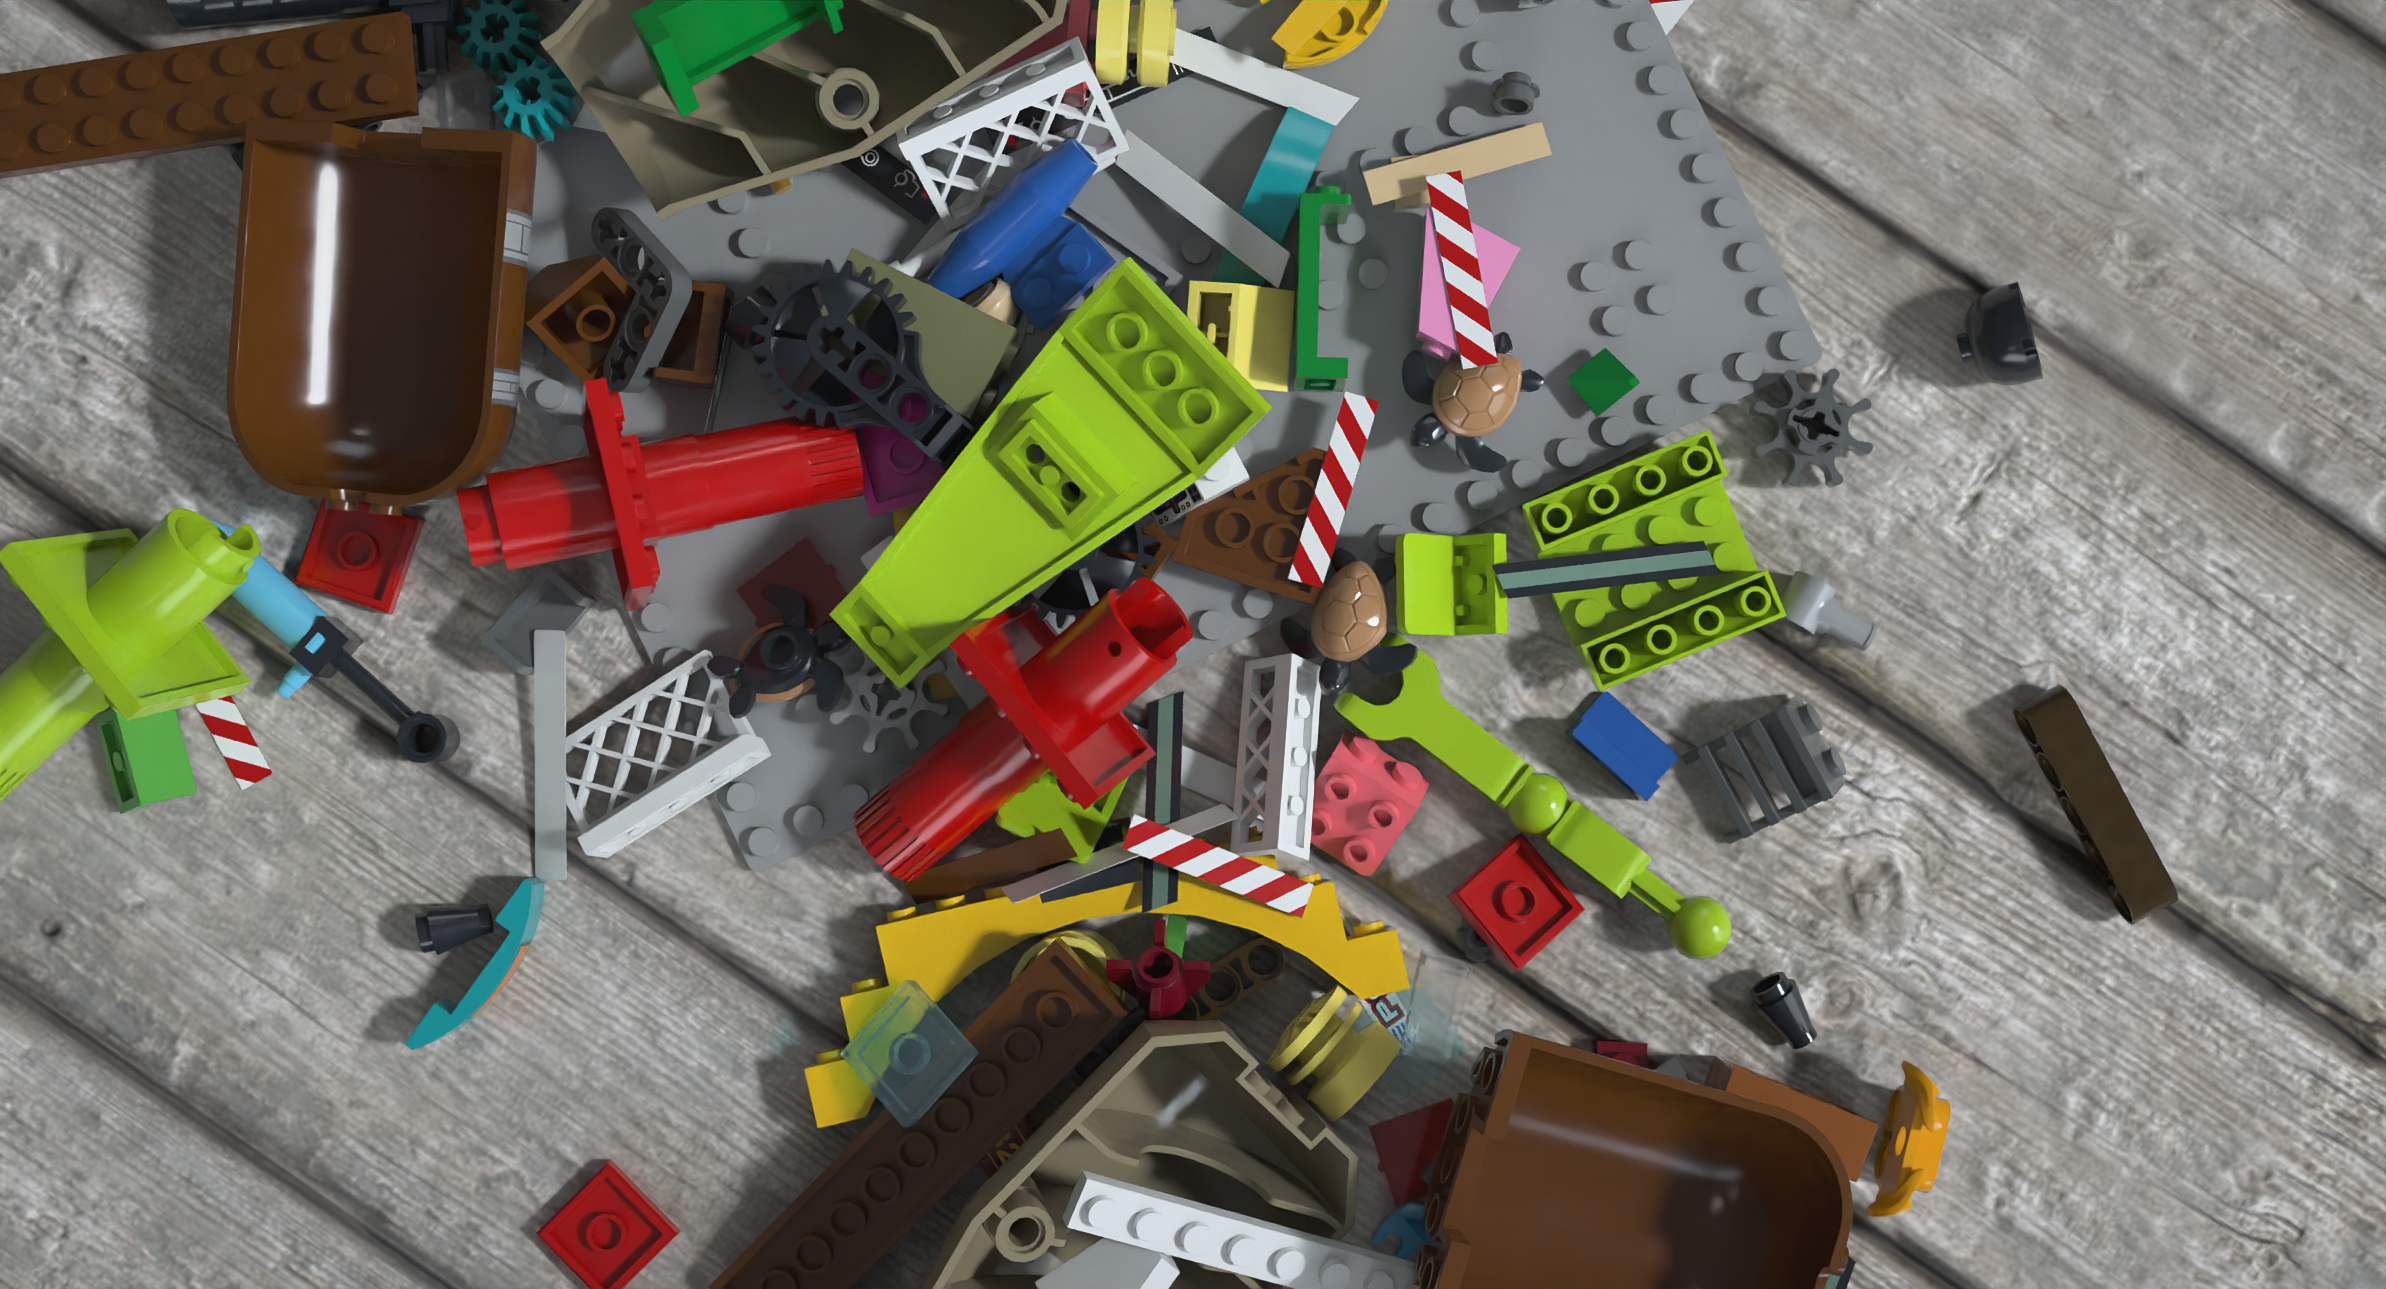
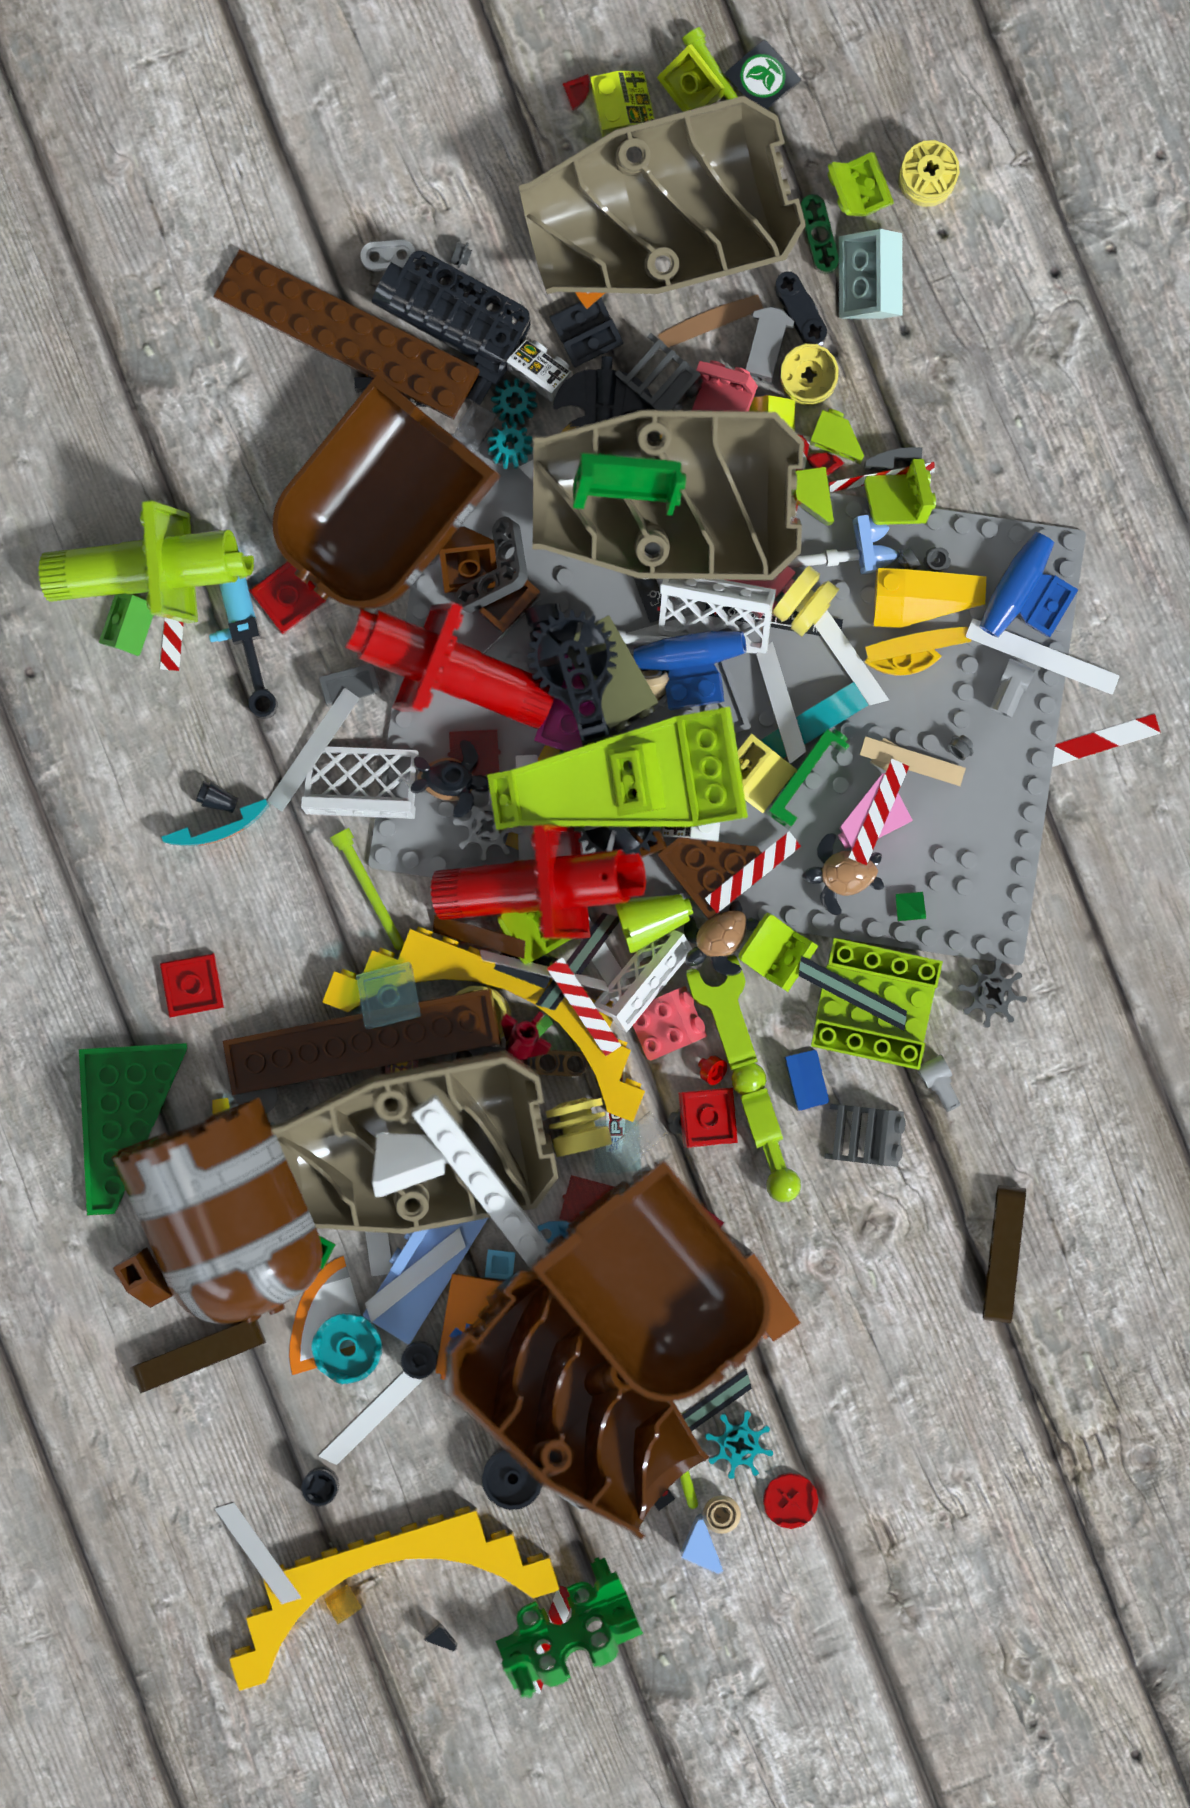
camera: 30 degrees right, 0 degrees up
(692, 862) = (344, 842): none -> lime piece
(1228, 662) = (651, 918): none -> lime cone
(1473, 826) = (712, 1069): none -> red tile
(1783, 1008) = (797, 1249): black cone -> none
(1909, 1143) = (814, 1347): light orange piece -> none
(2000, 337) = (1107, 1011): black cylinder -> none

